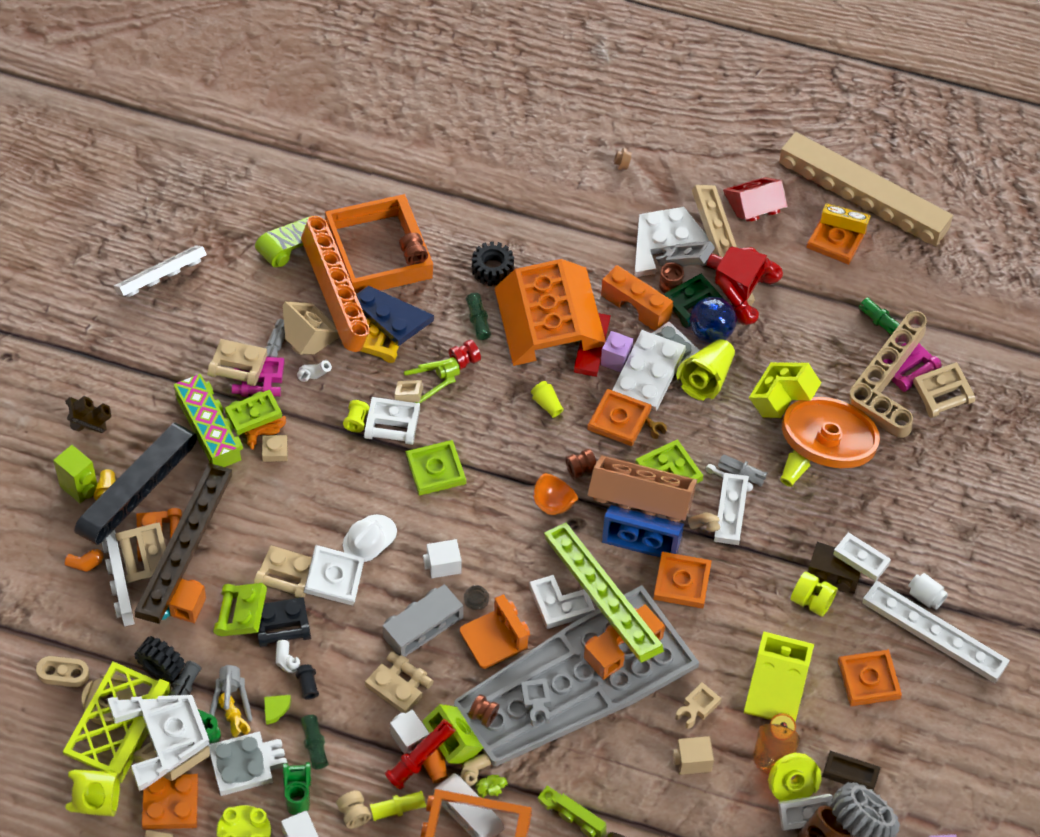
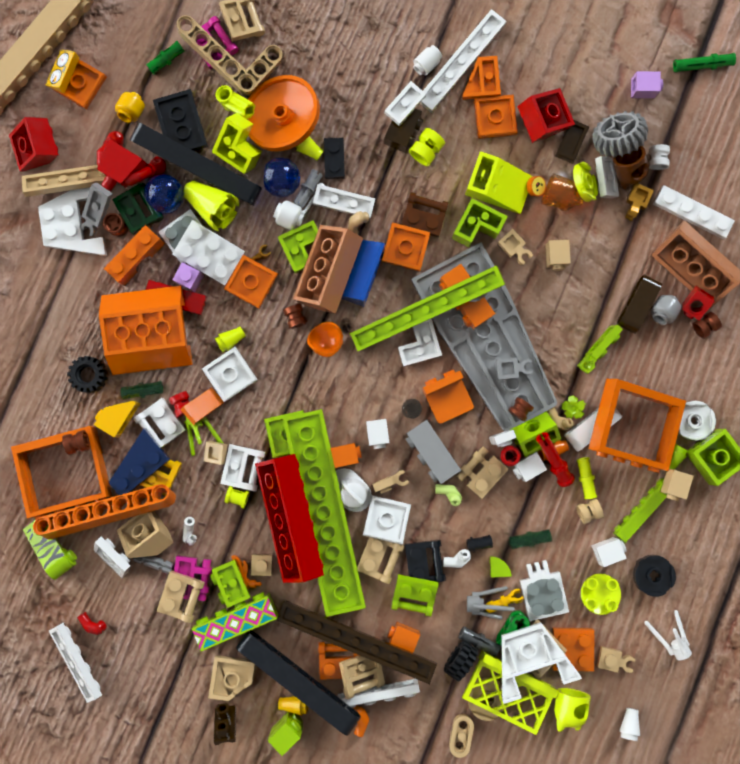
camera: 85 degrees left, 30 degrees up
(140, 420) = (230, 677): none -> tan plate
(201, 282) = (91, 627): none -> red arm
(283, 294) = (117, 562): none -> white plate
(297, 784) = (565, 553): green piece -> none
(334, 462) = (289, 519): none -> red brick
(340, 505) = (341, 581): none -> lime plate
(370, 649) = (451, 492): none -> yellowish green arm
(380, 571) = (385, 484): none -> tan plate
(413, 525) = (346, 455): none -> orange brick
(422, 702) = (515, 456): none -> red cone
(438, 346) = (164, 419): none -> white plate
(443, 293) = (116, 418): none -> yellow slope
(444, 689) = (502, 439): none -> white plate
(464, 372) = (202, 406): none -> orange tile
(504, 401) = (229, 374): none -> white plate
(705, 448) = (288, 215): none -> white head
(719, 599) = (424, 220): none -> reddish brown plate
(725, 649) = (478, 218): none -> lime brick
(750, 436) = (281, 177): none -> clear blue helmet
(753, 350) = (195, 163): none -> black beam
(785, 498) = (334, 158): none -> black plate
(803, 335) = (181, 120): none -> black plate
(814, 284) = (129, 107): none -> yellow head
(836, 384) = (234, 102): none -> neon yellow piece
(879, 731) = (545, 114): none -> red slope
(915, 659) = (484, 79): none -> orange wing

